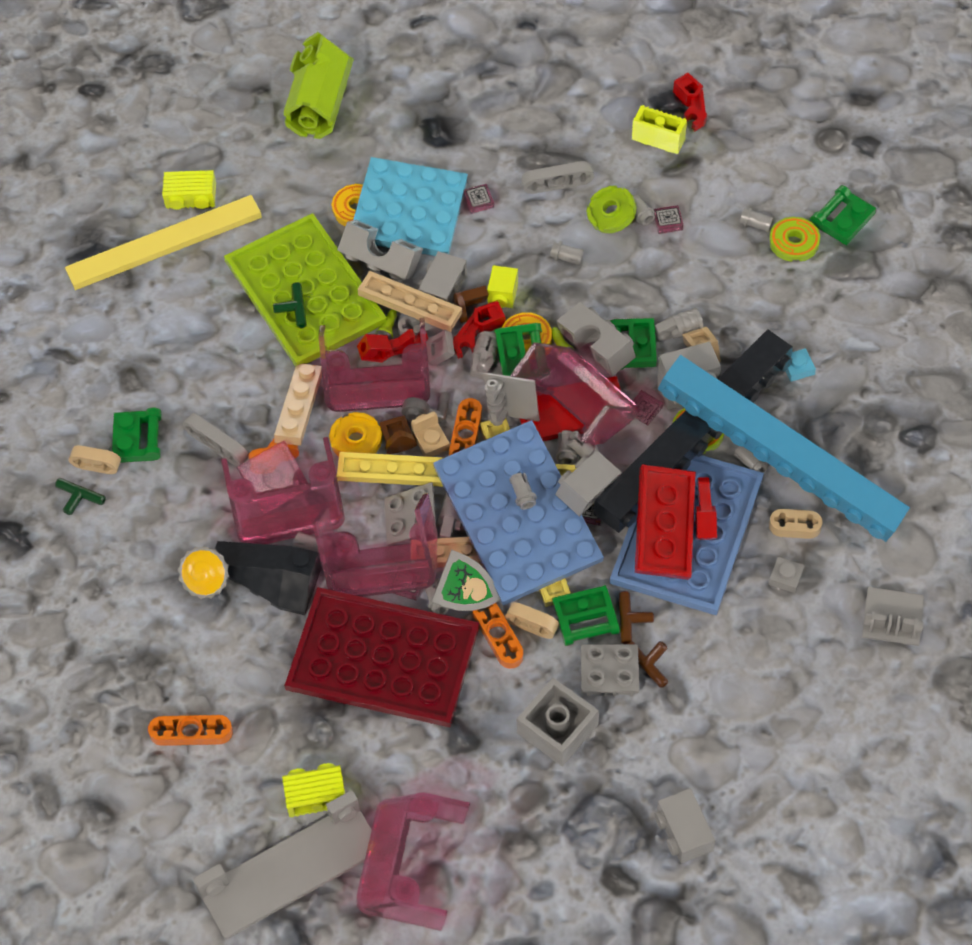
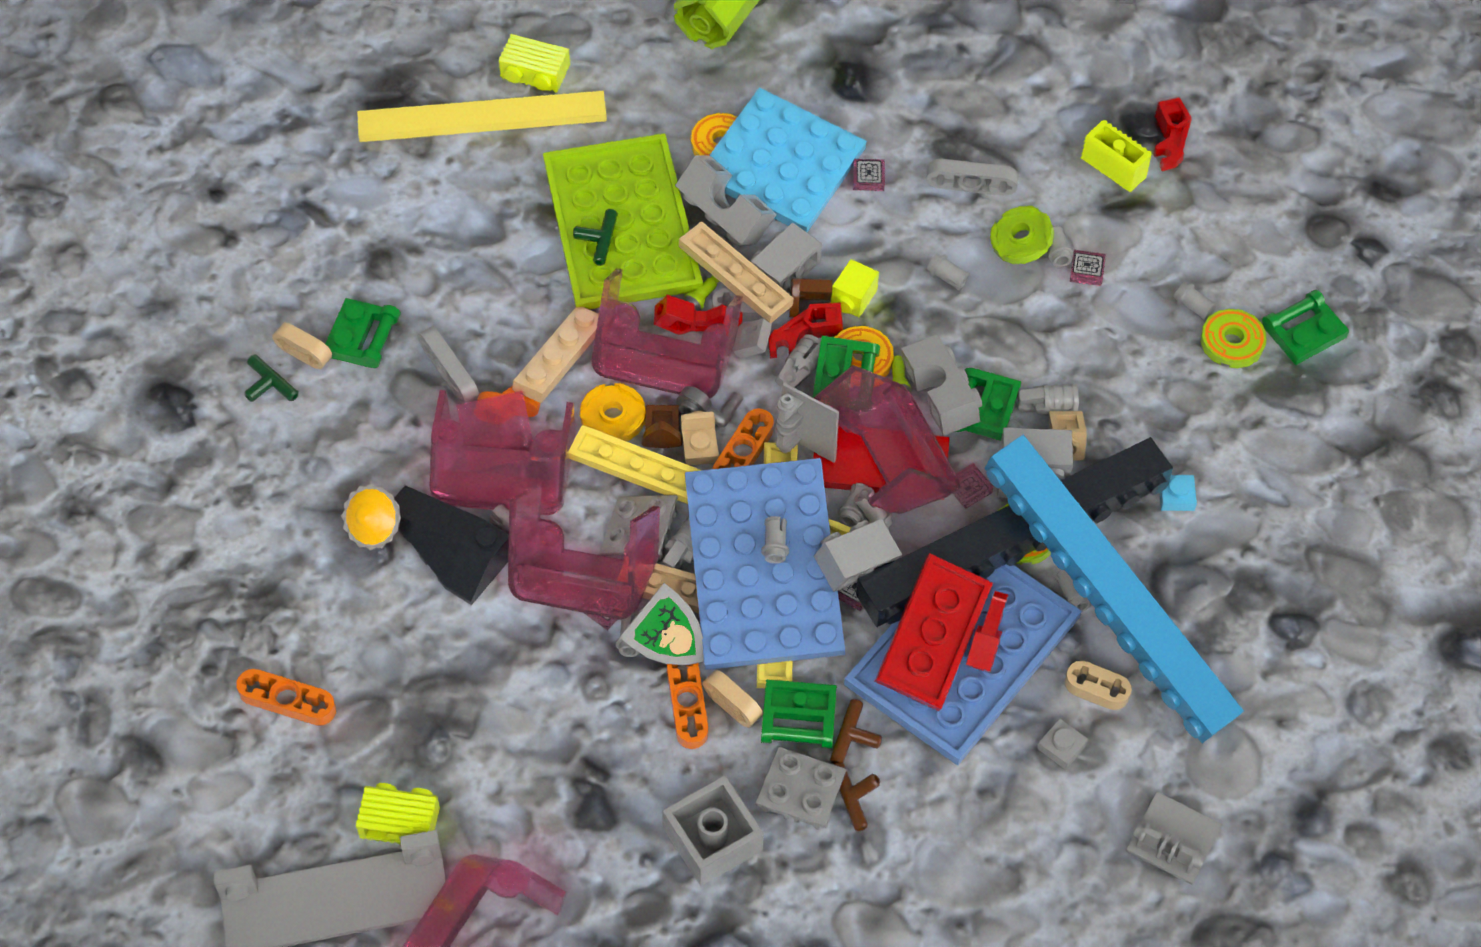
camera: 15 degrees right, 0 degrees up
(382, 657) = (541, 684): dark red plate -> none

